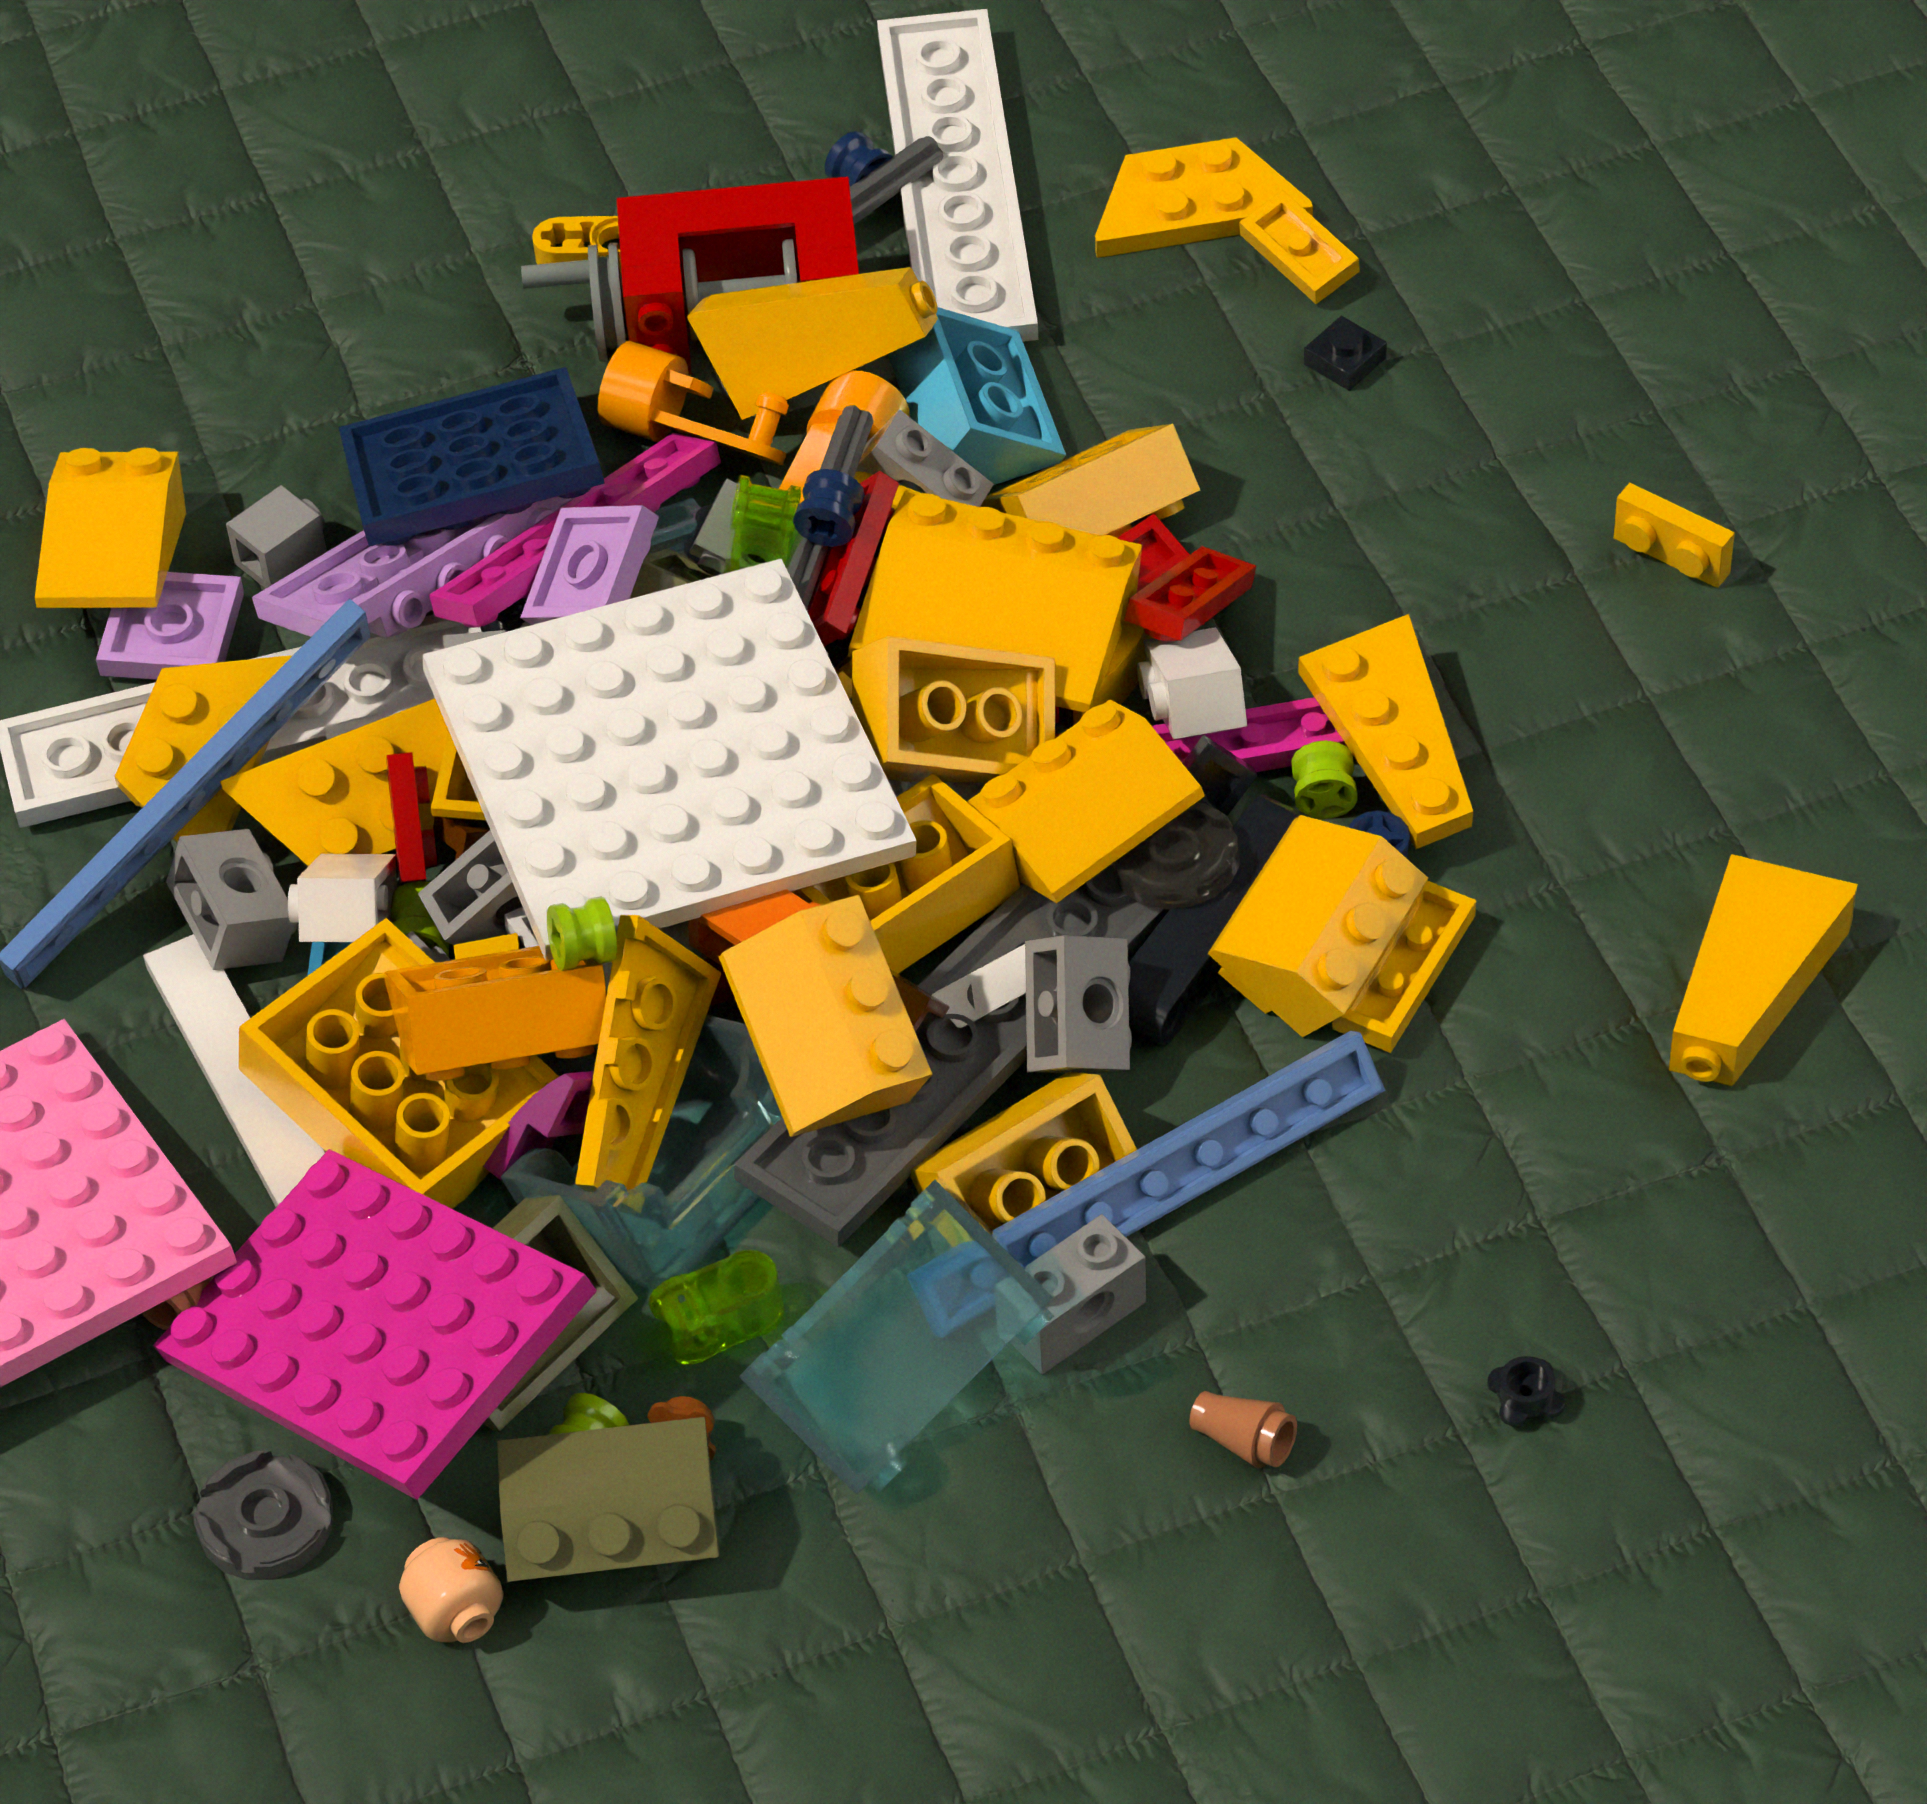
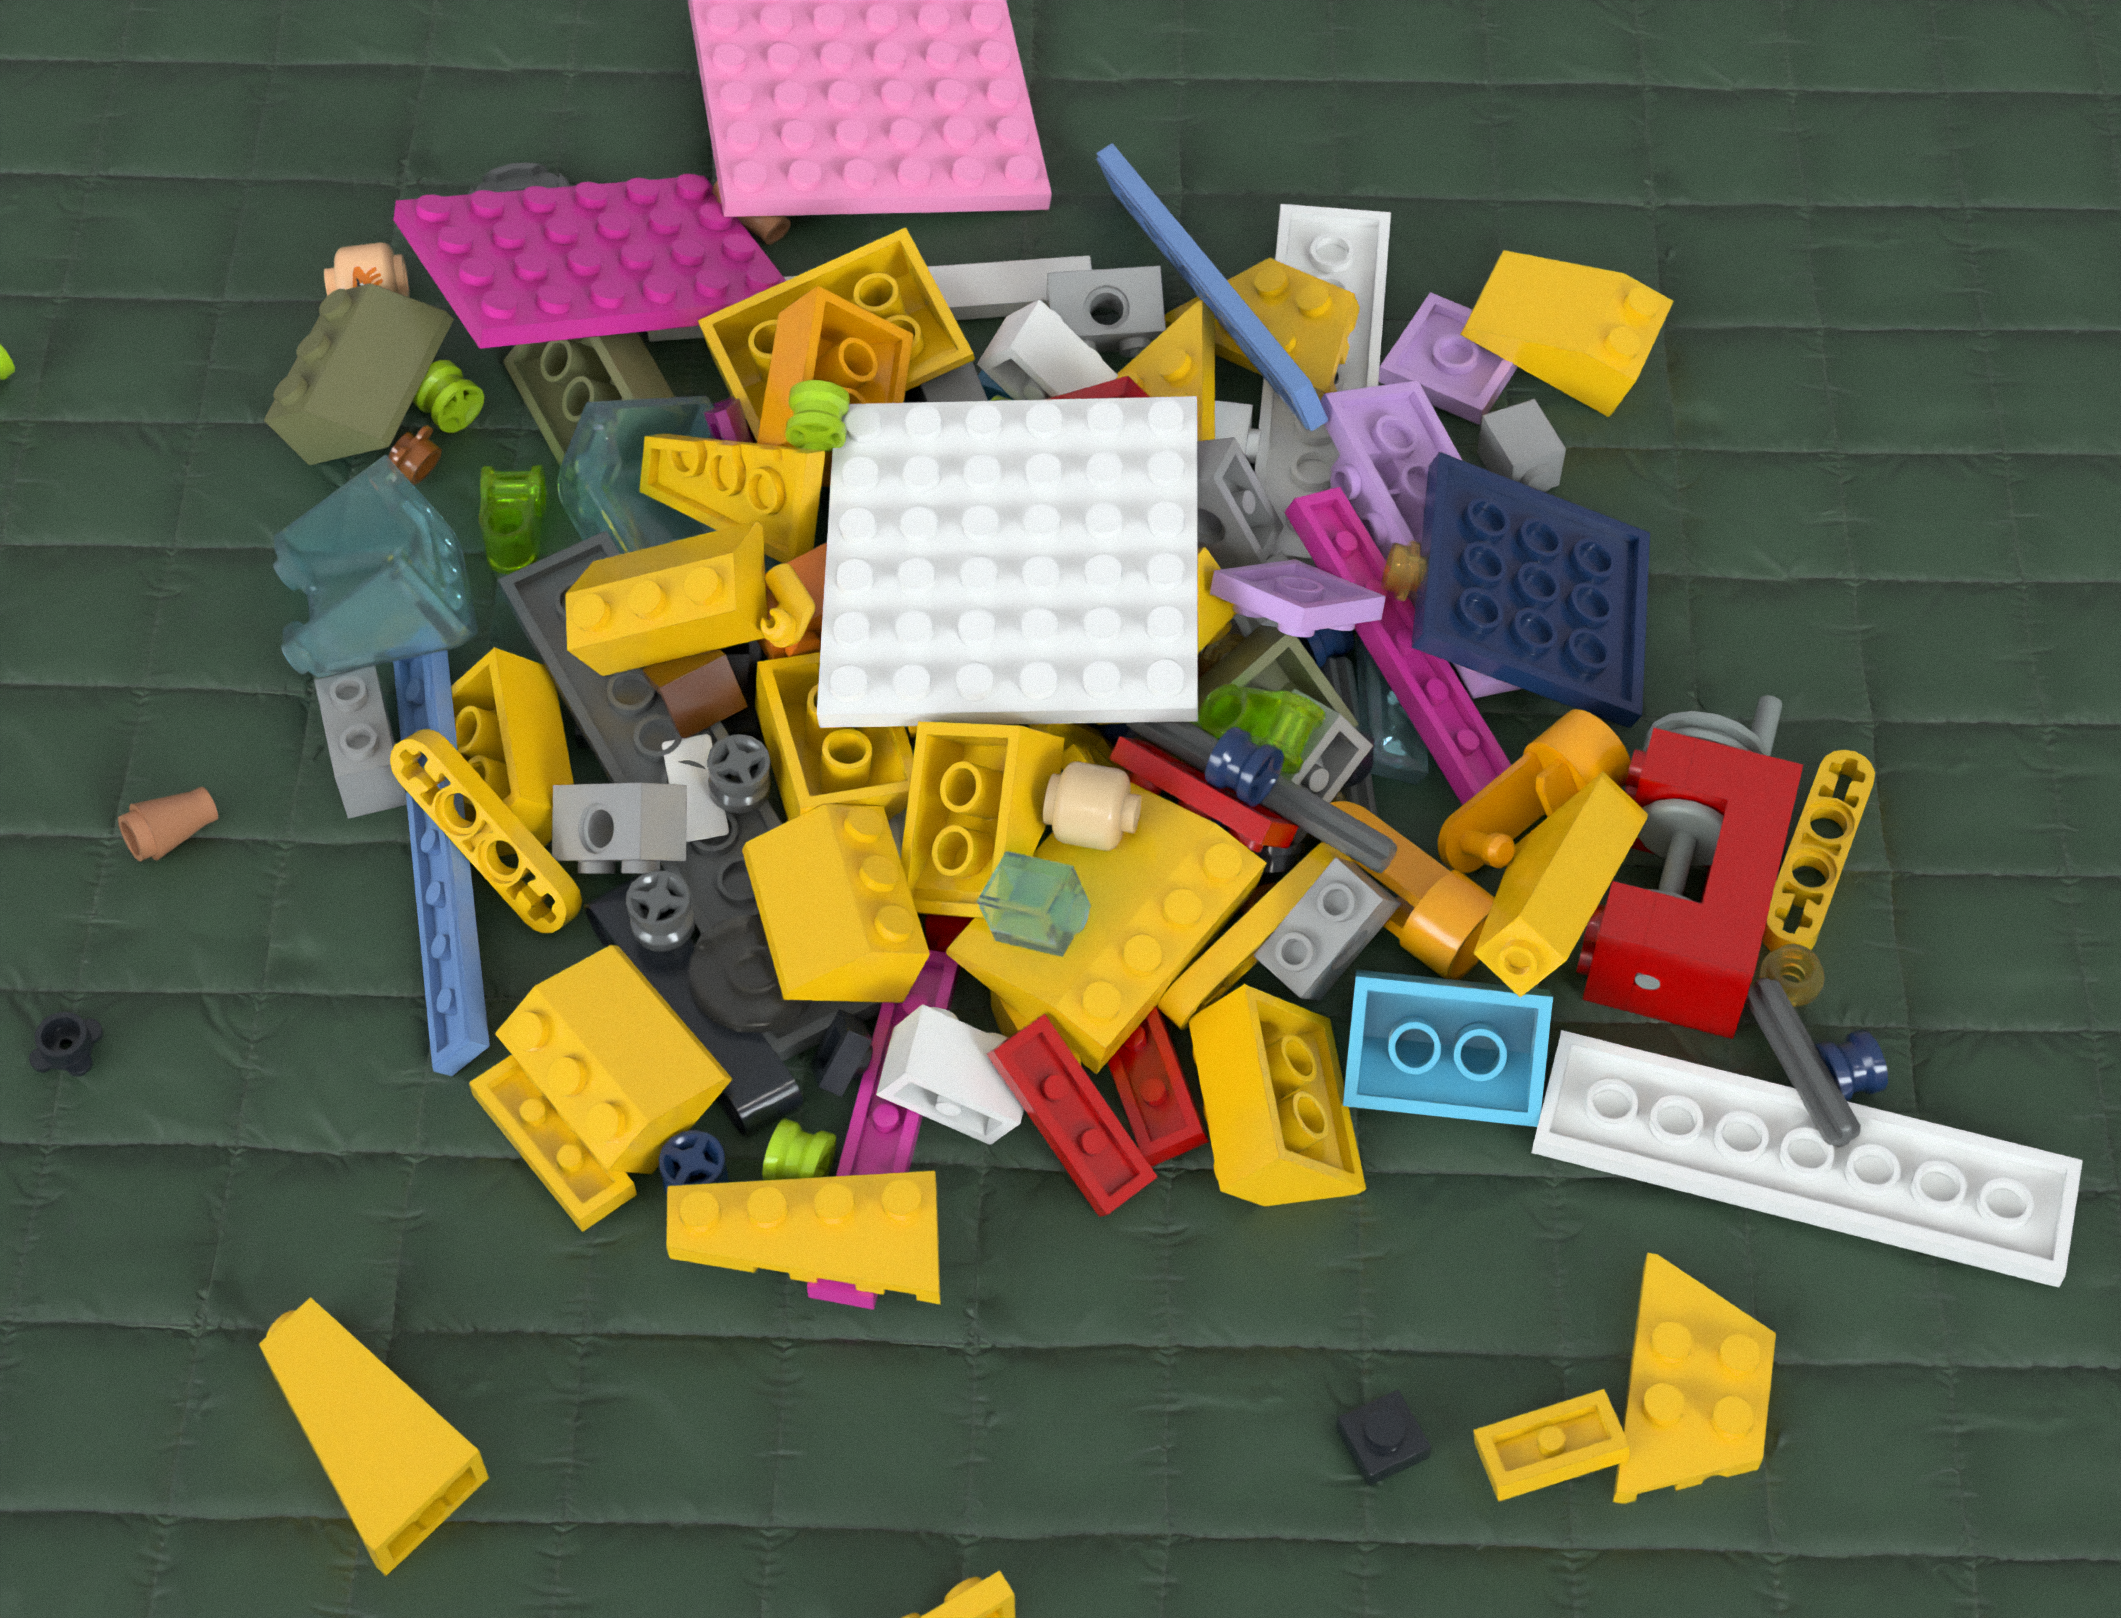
camera: 110 degrees right, 5 degrees up
(518, 527) = (1403, 569): none -> clear yellow plate
(804, 894) = (794, 608): none -> yellow arm
(917, 604) = (1091, 806): none -> tan head
(977, 932) = (743, 758): none -> dark grey wheel
(1040, 610) = (1034, 903): none -> clear light blue brick
(1136, 1113) = (492, 823): none -> yellow beam
(1168, 917) = (653, 895): none -> dark grey wheel

